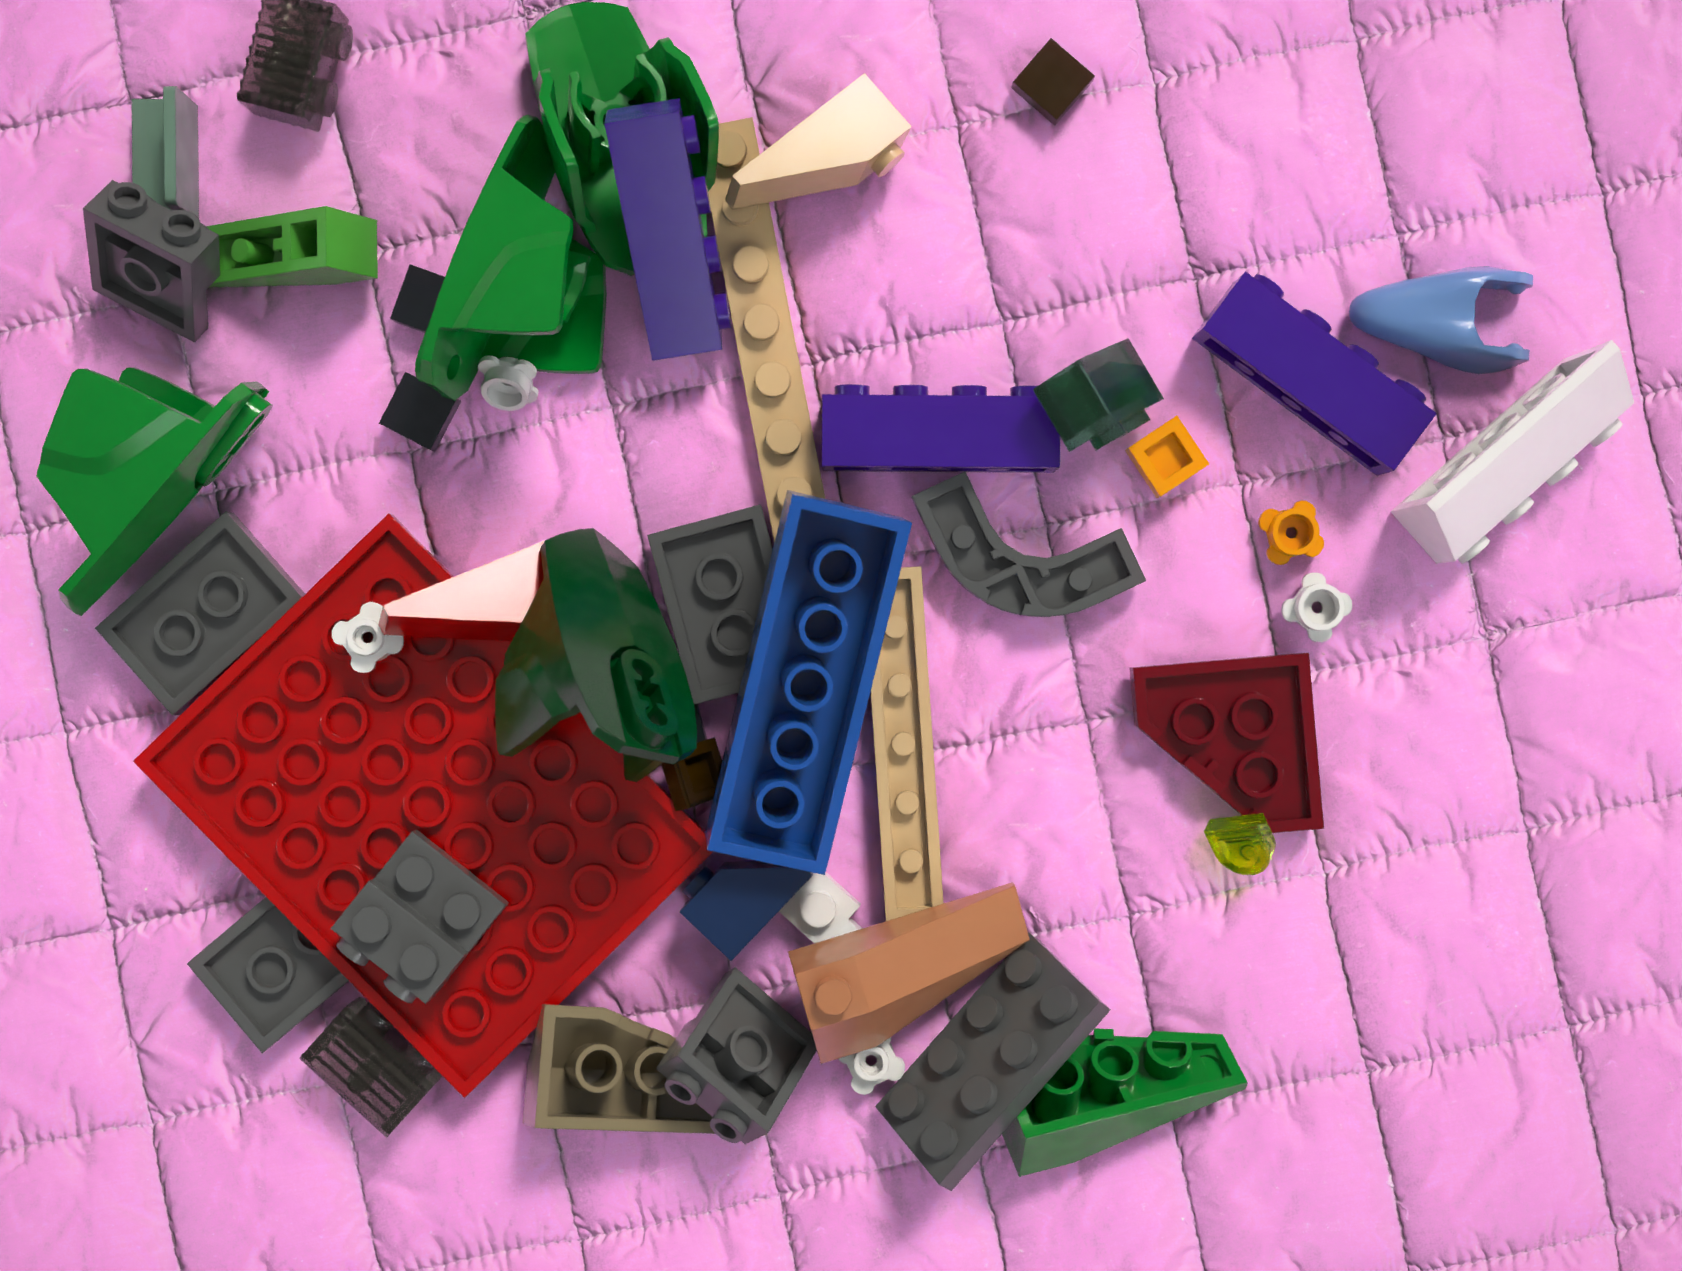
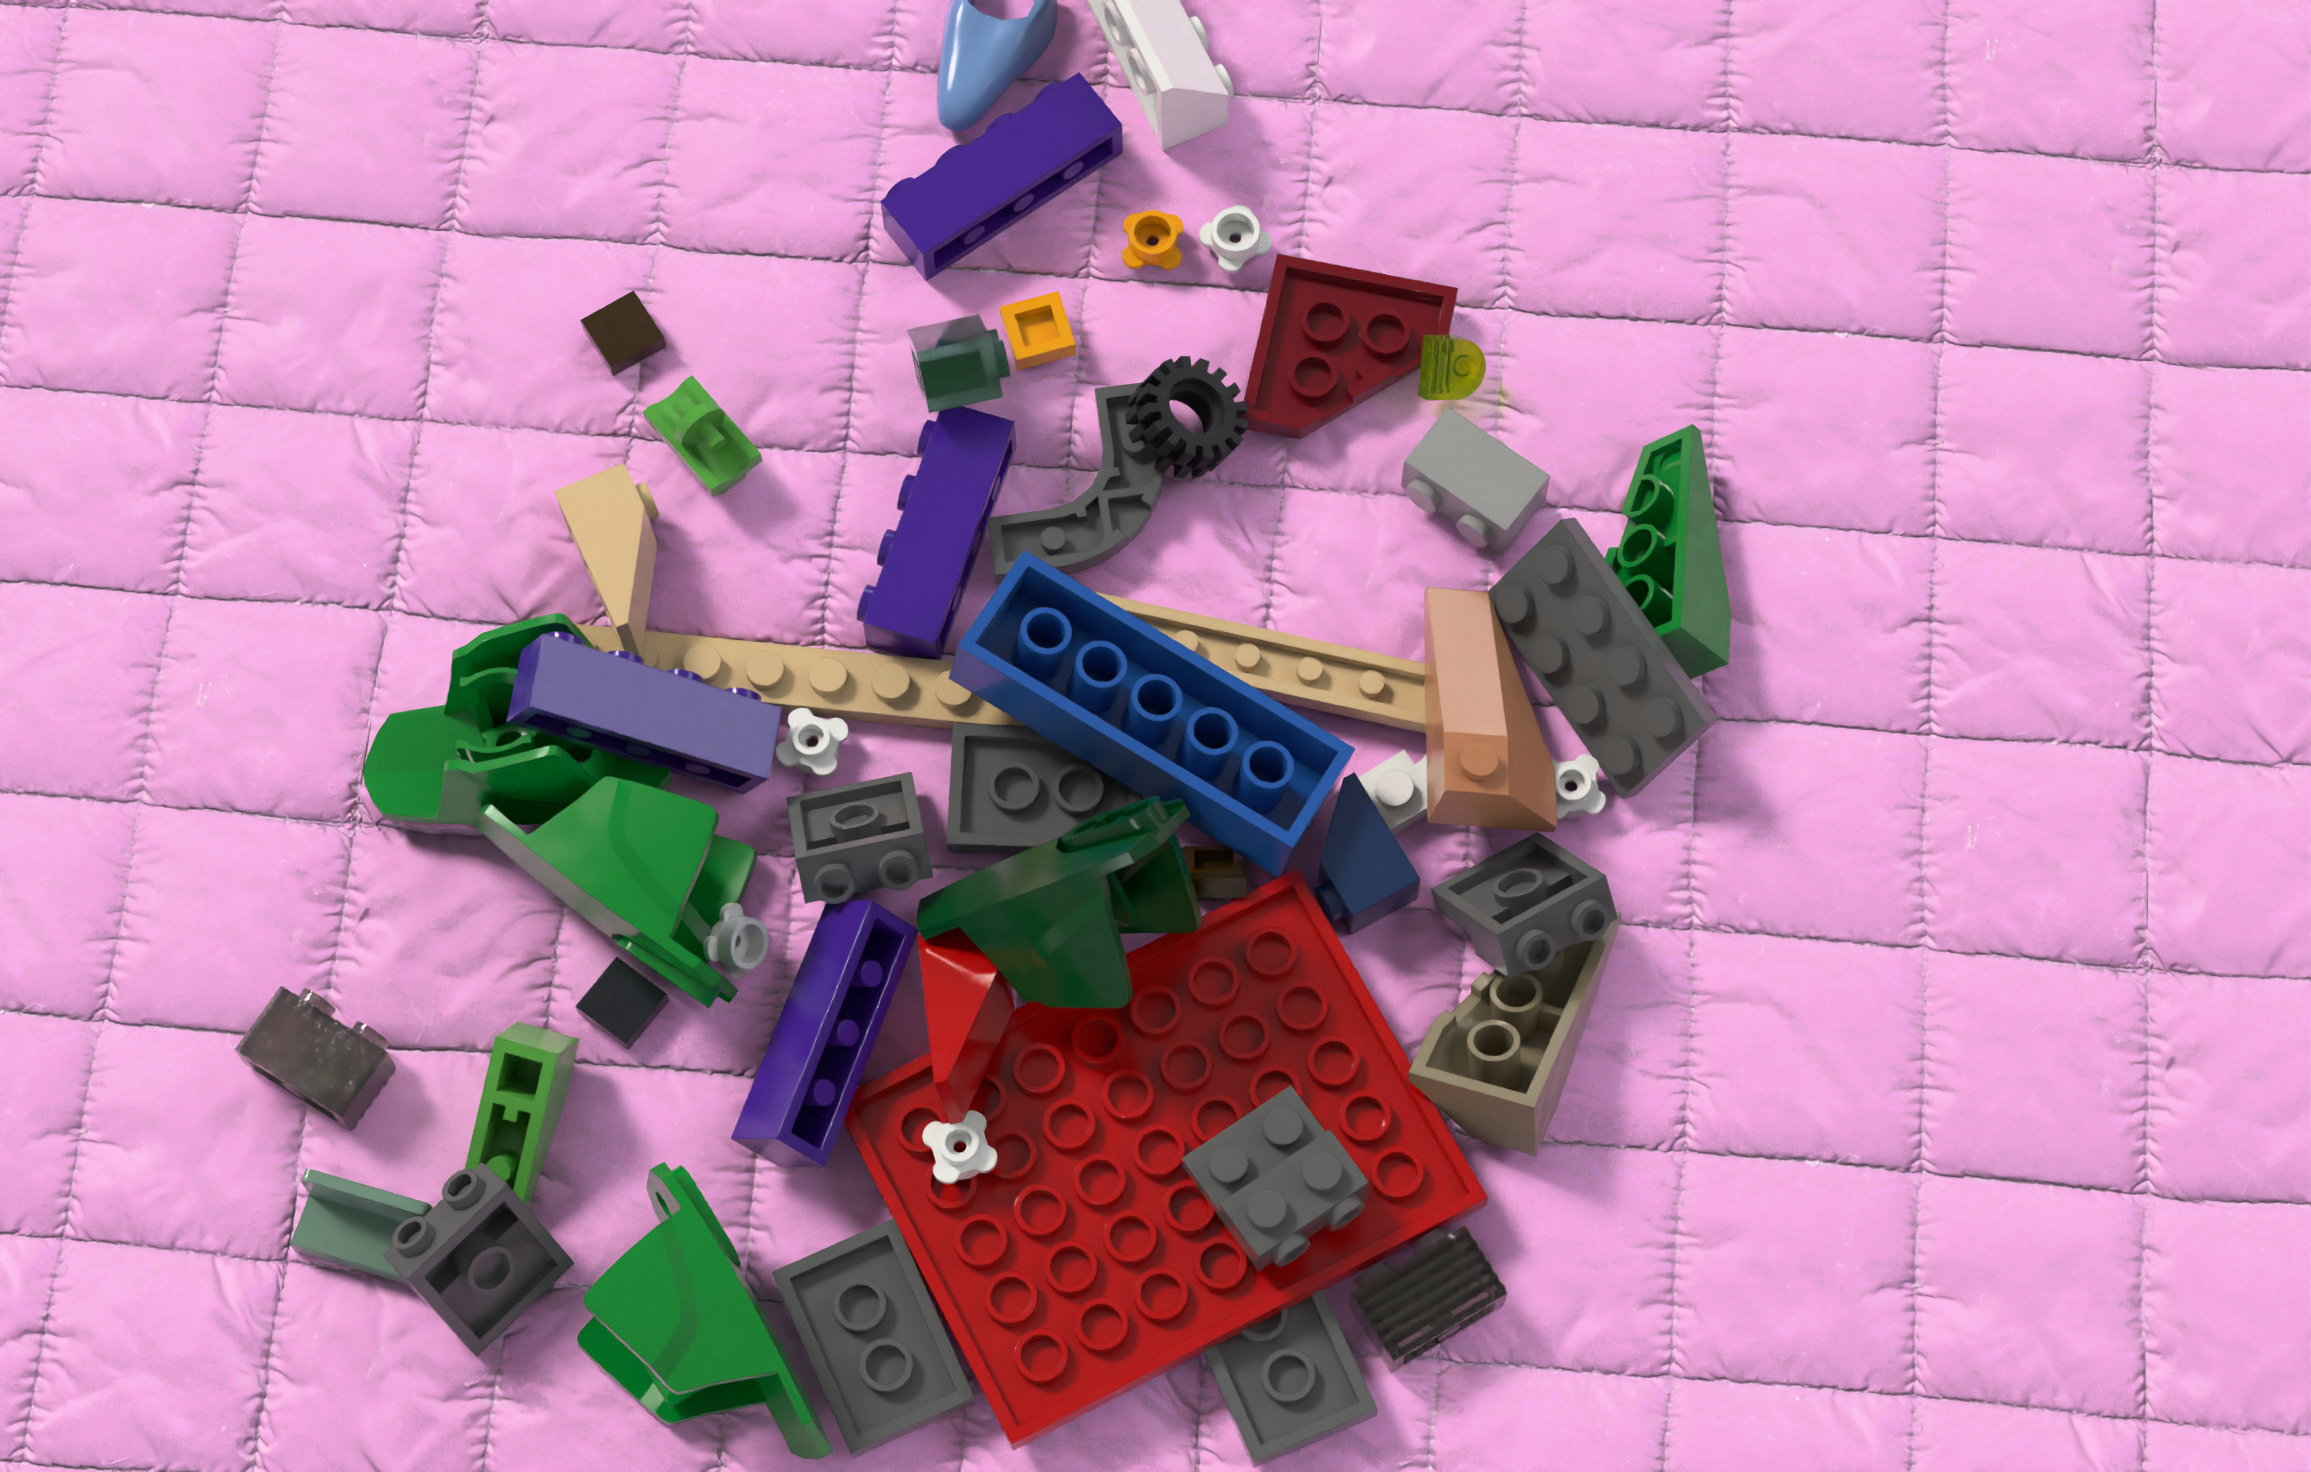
camera: 70 degrees left, 20 degrees down
(419, 412) = (732, 1046): black tile -> none
(436, 488) = (825, 1034): none -> dark purple brick
(624, 457) = (858, 838): none -> dark grey plate
(723, 397) = (814, 760): none -> white plate
(964, 188) = (703, 437): none -> bright green hips
(1134, 643) = (1206, 397): none -> black tyre
(1134, 897) = (1474, 482): none -> light grey brick

